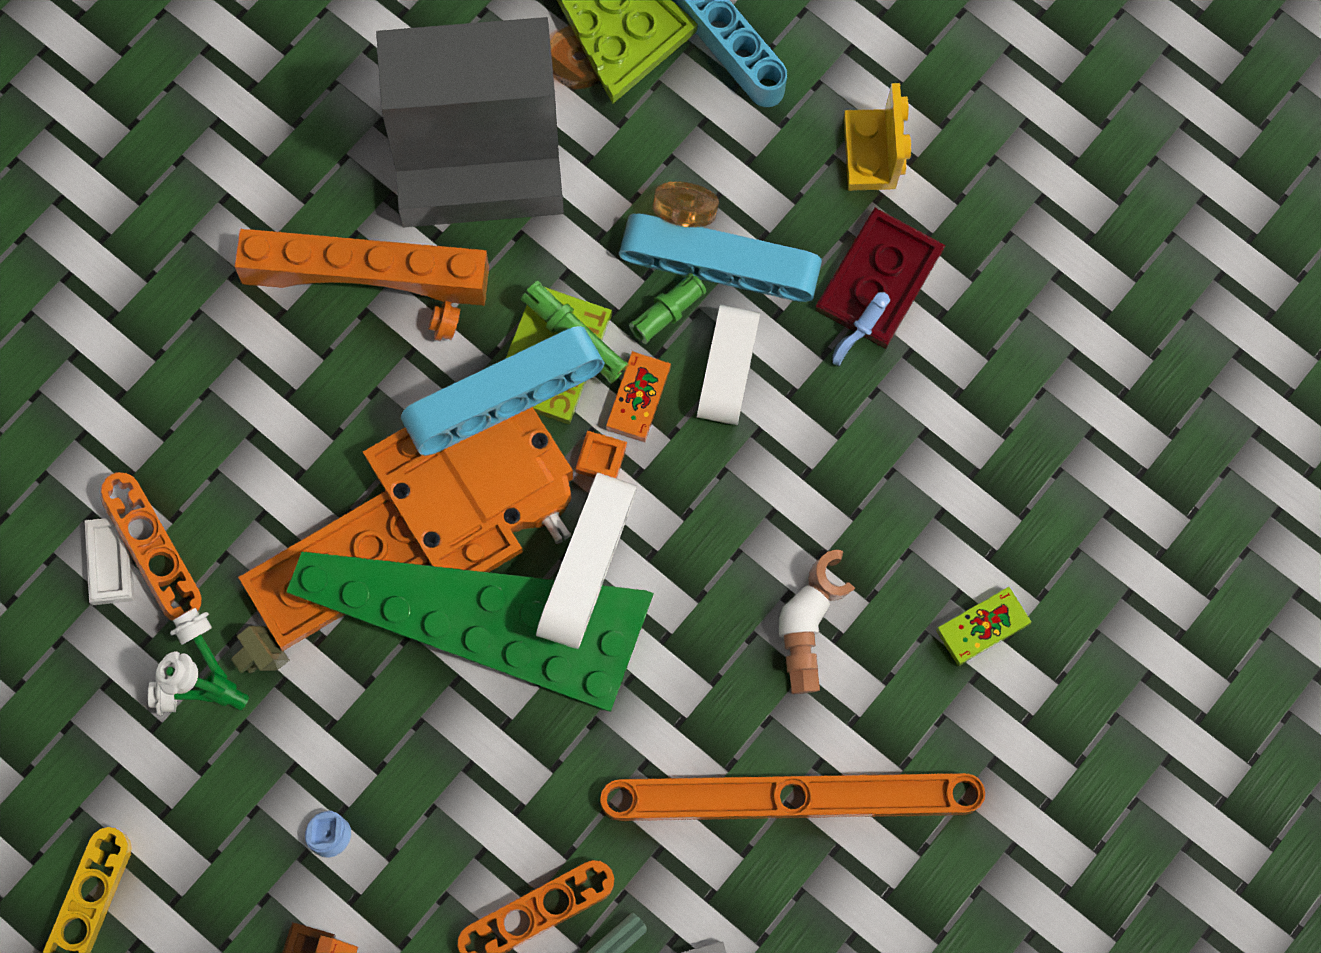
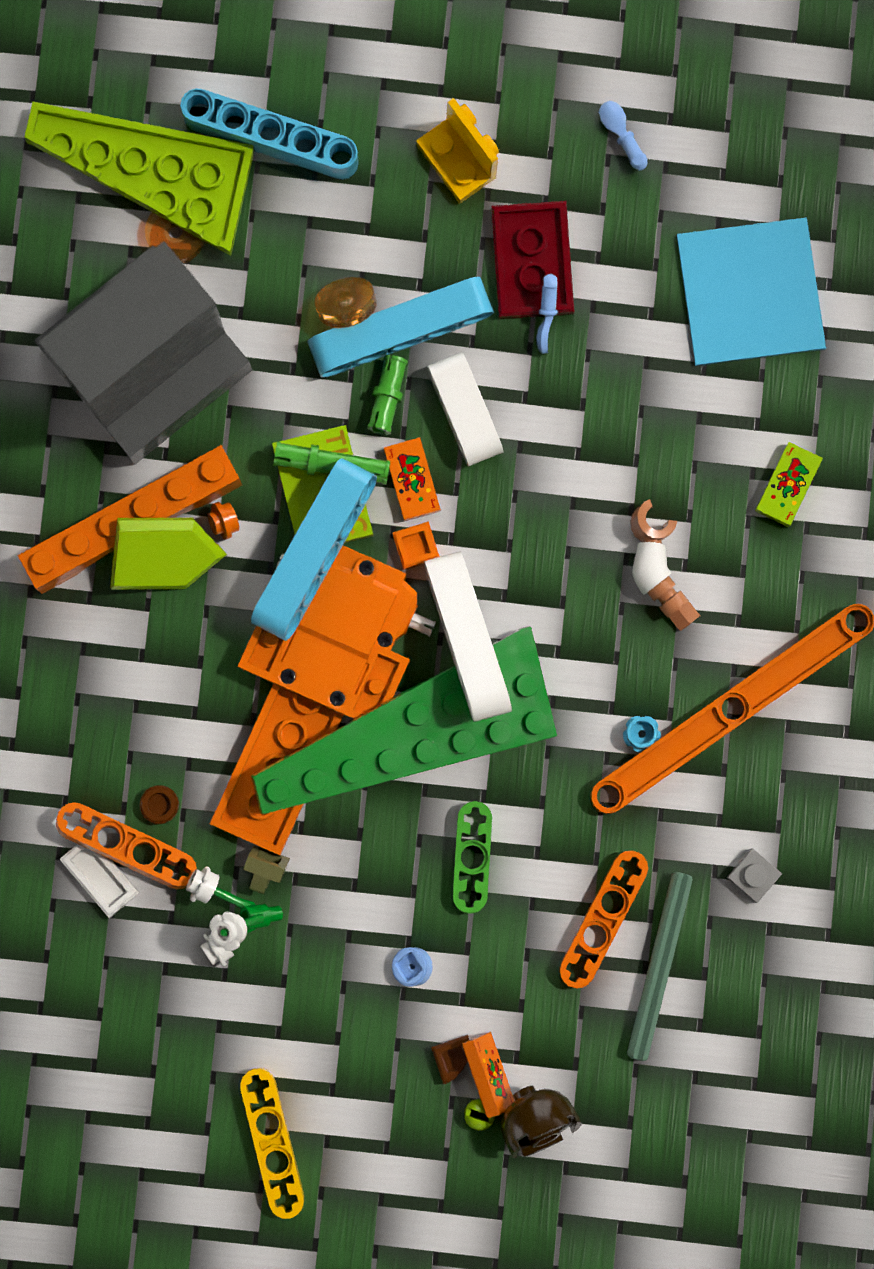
camera: 35 degrees left, 10 degrees up
(208, 533) = (159, 804): none -> reddish brown tile
(368, 311) = (161, 553): none -> lime tile
(467, 739) = (483, 828): none -> bright green beam
(694, 752) = (638, 724): none -> medium azure plate
(1037, 206) = (615, 121): none -> light blue piece
(1063, 433) = (751, 291): none -> medium azure piece

